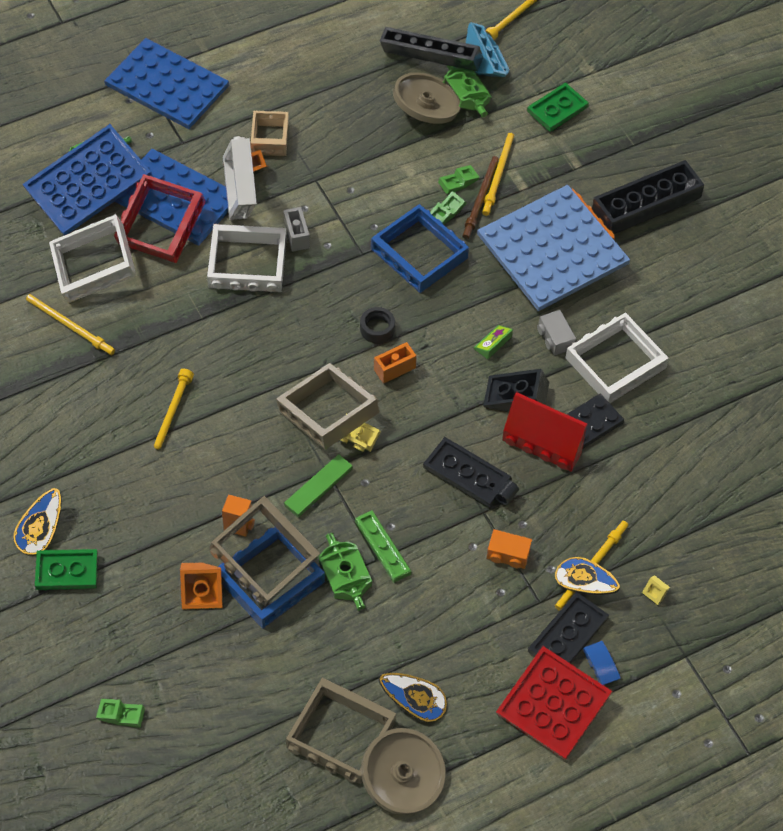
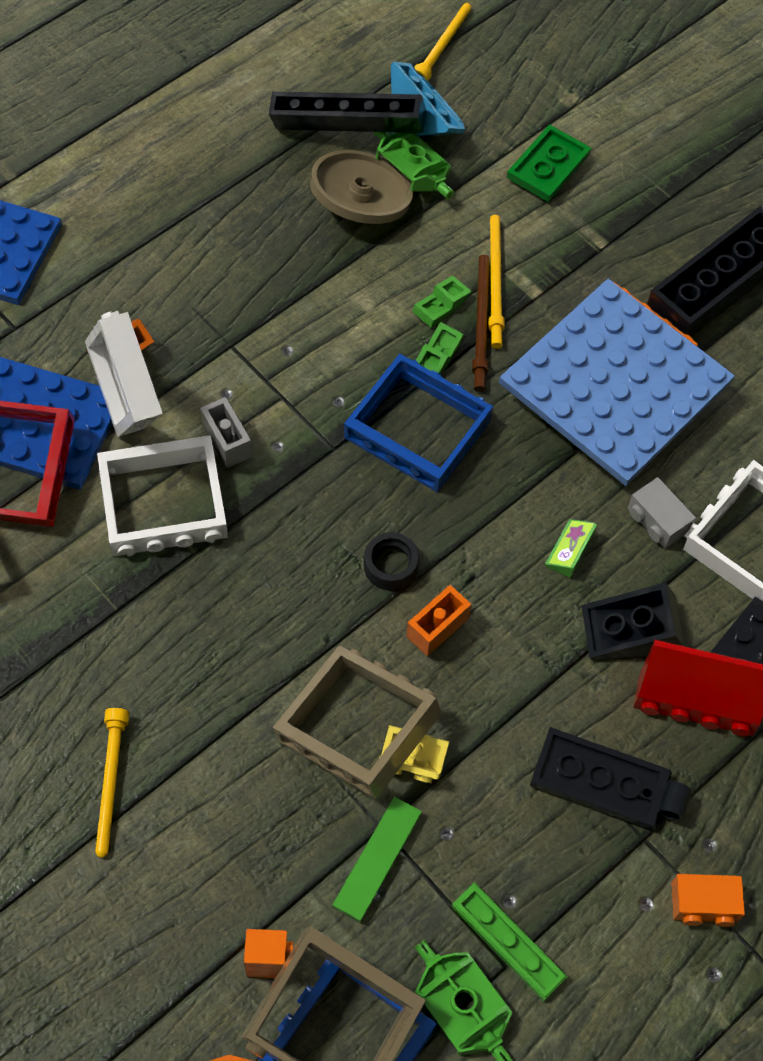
camera: 15 degrees left, 5 degrees up
(273, 147) = (150, 307): tan window -> none

